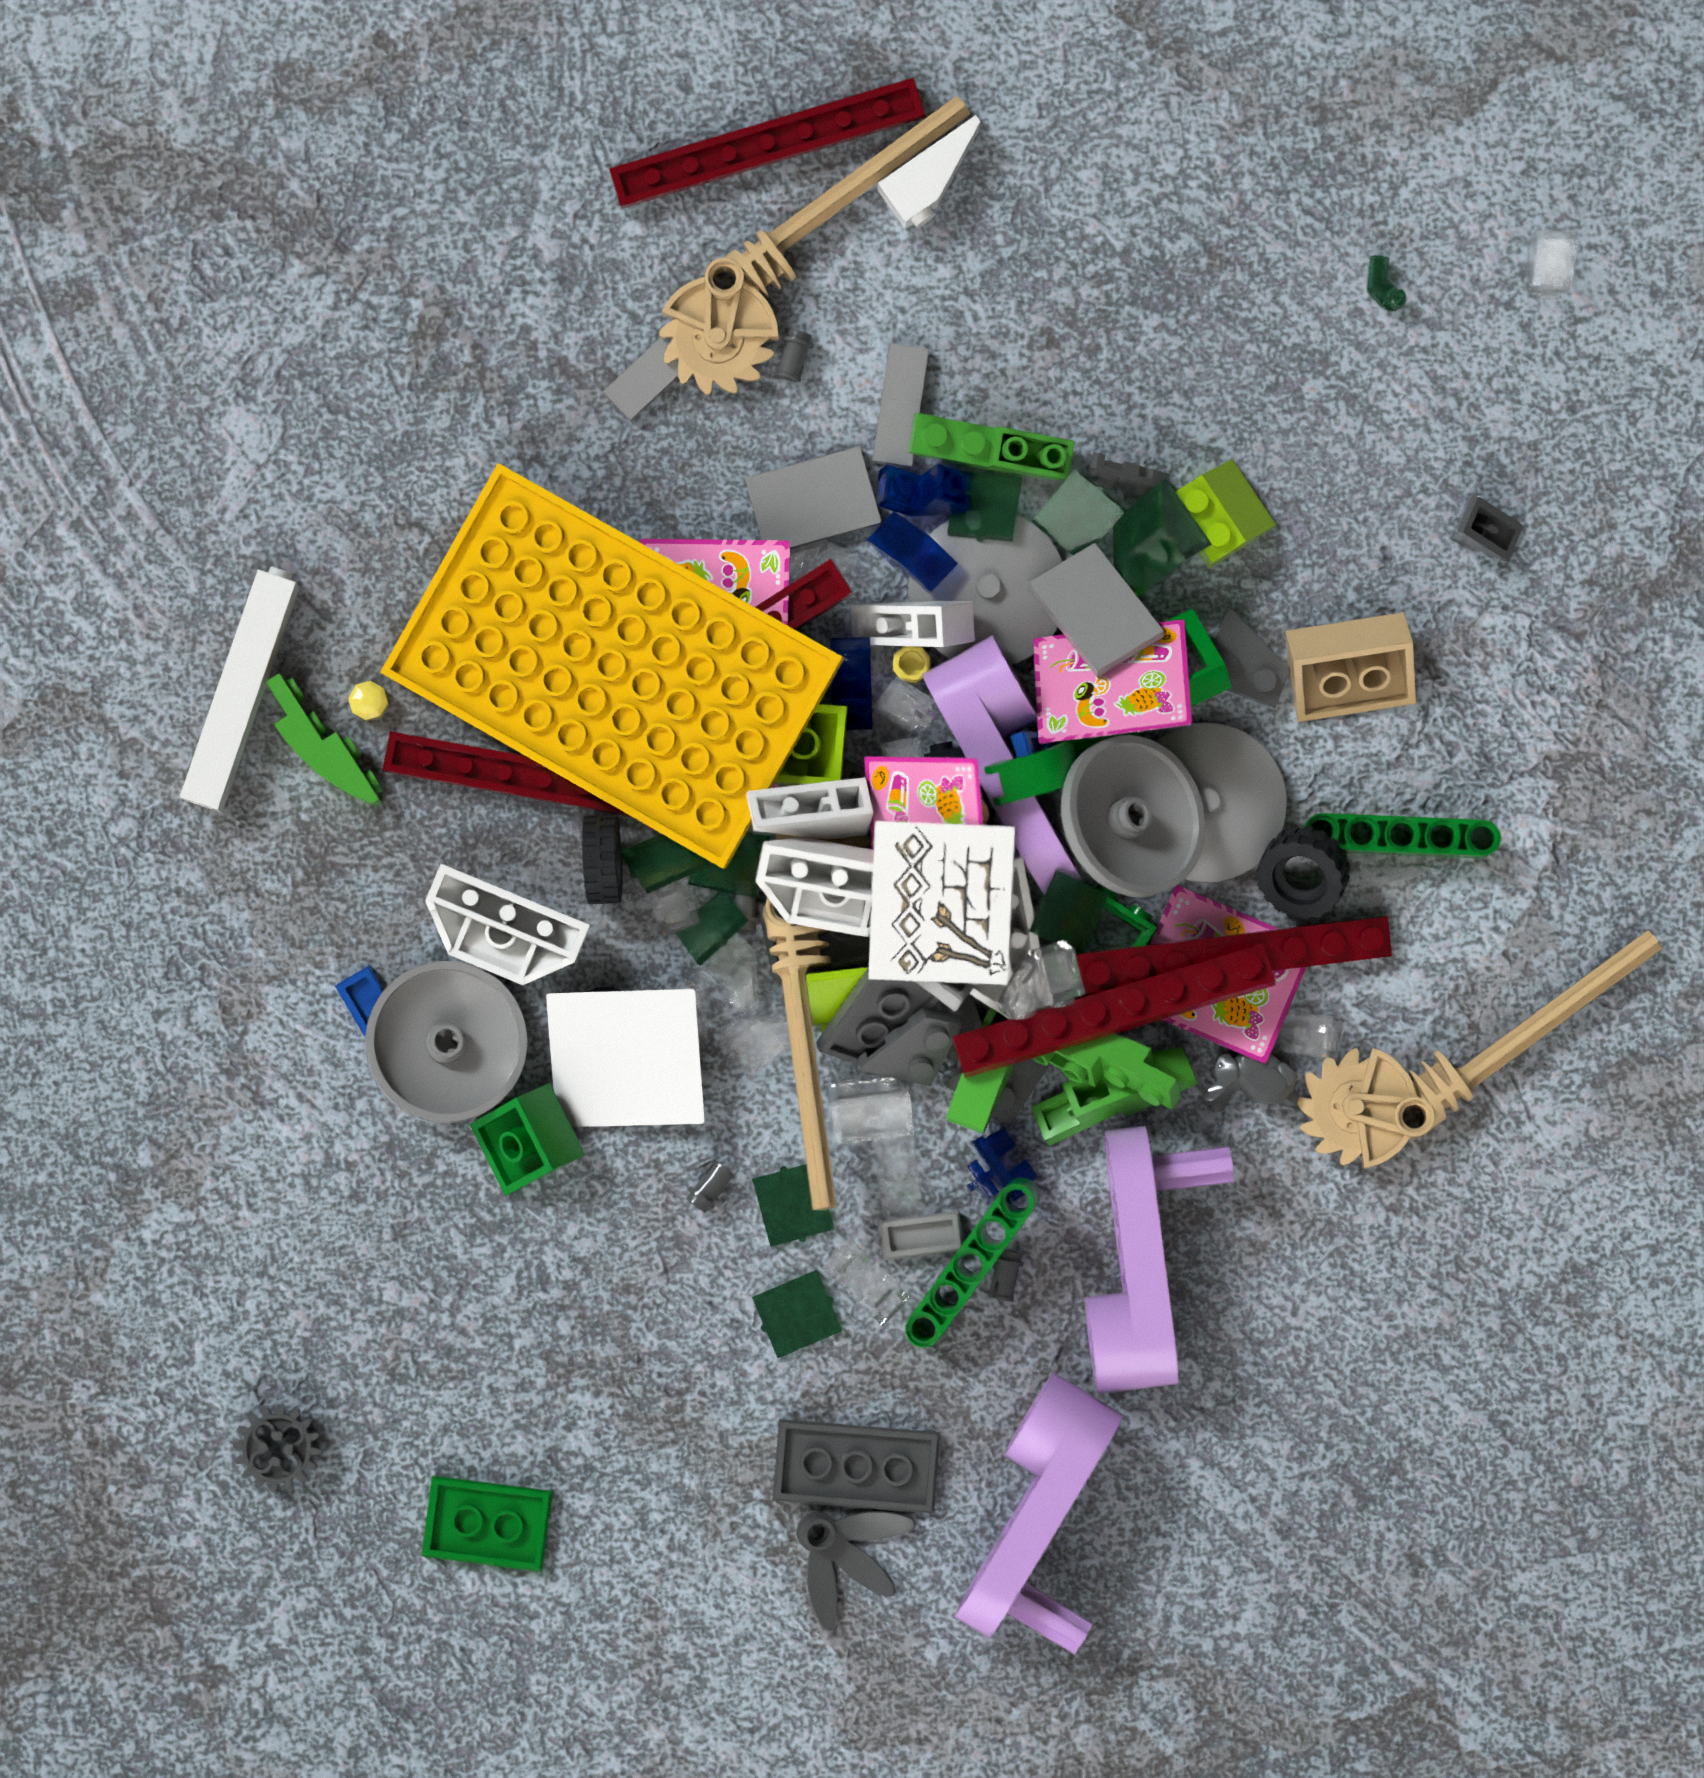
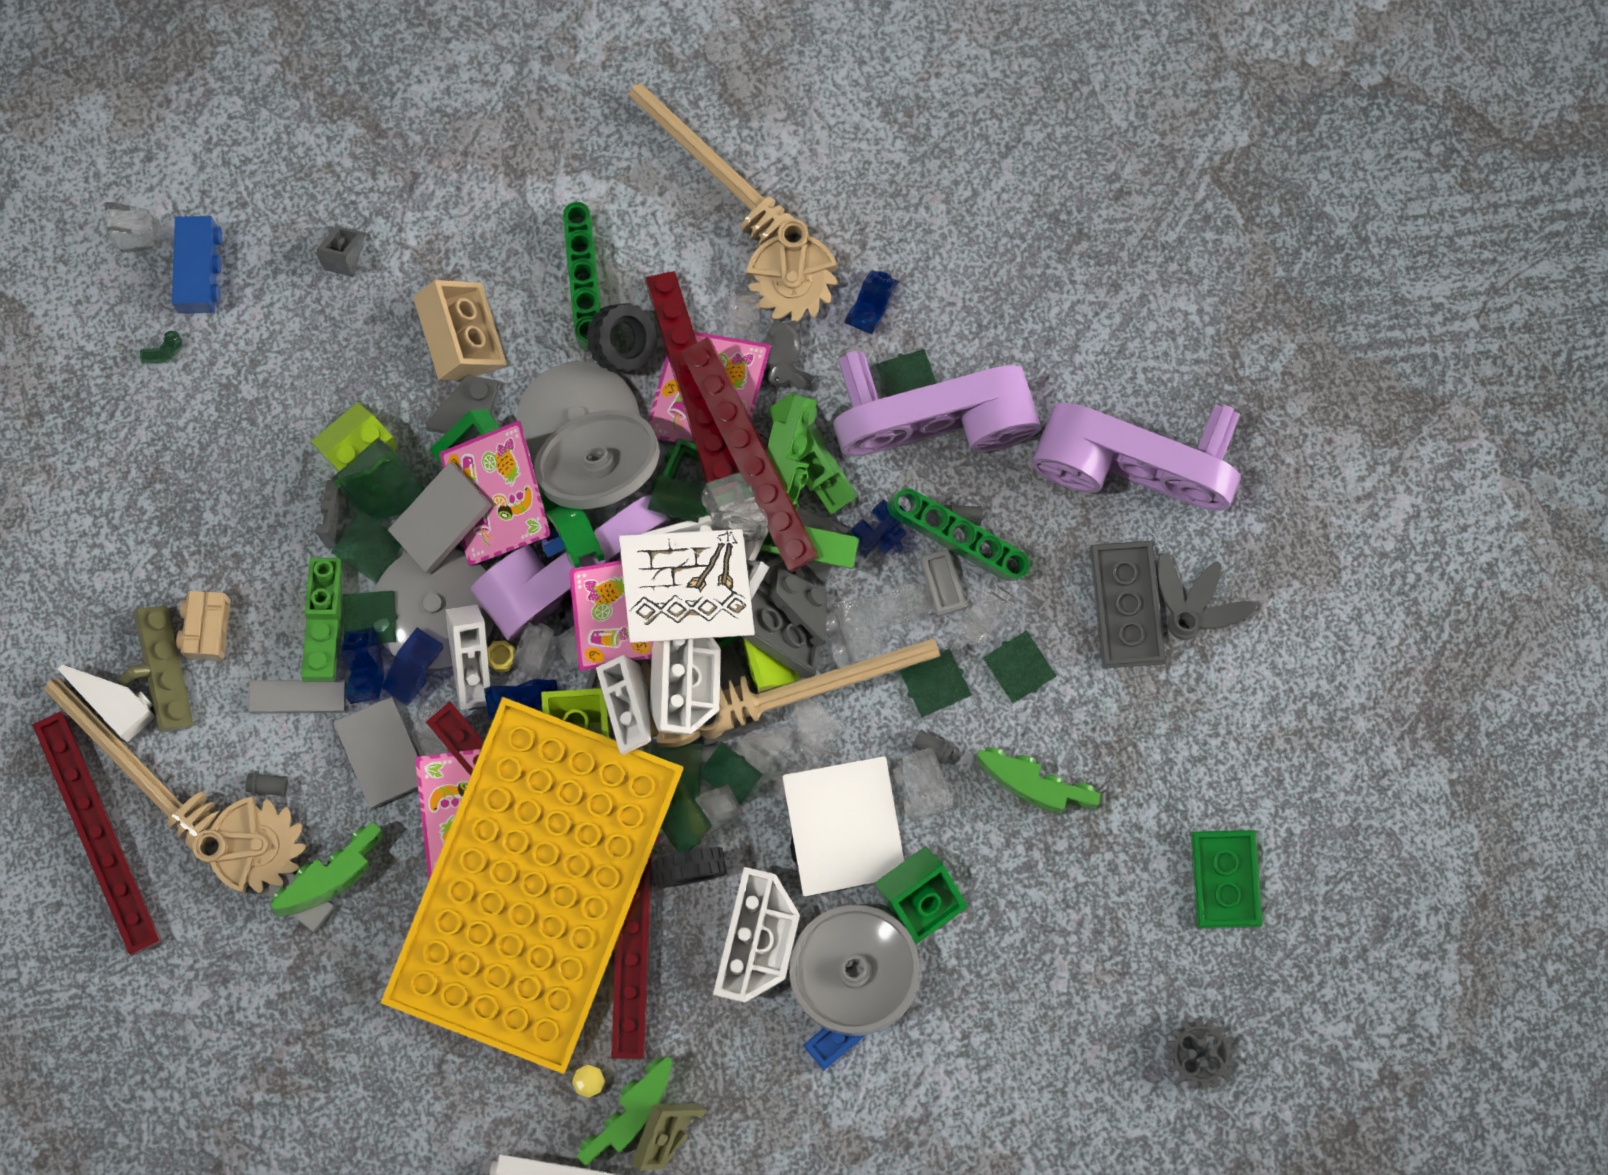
camera: 100 degrees left, 10 degrees down
(288, 782) = (664, 1134): none -> olive wing
(652, 1291) = (1022, 779): none -> bright green slope
(656, 404) = (319, 883): none -> bright green slope
(662, 1164) = (923, 784): none -> clear bracket
(961, 241) = (161, 669): none -> olive plate
(1007, 300) = (204, 625): none -> tan brick
(1197, 1237) = (906, 373): none -> clear green piece
(1309, 1206) = (872, 301): none -> clear blue slope
(1492, 339) = (196, 264): none -> blue brick

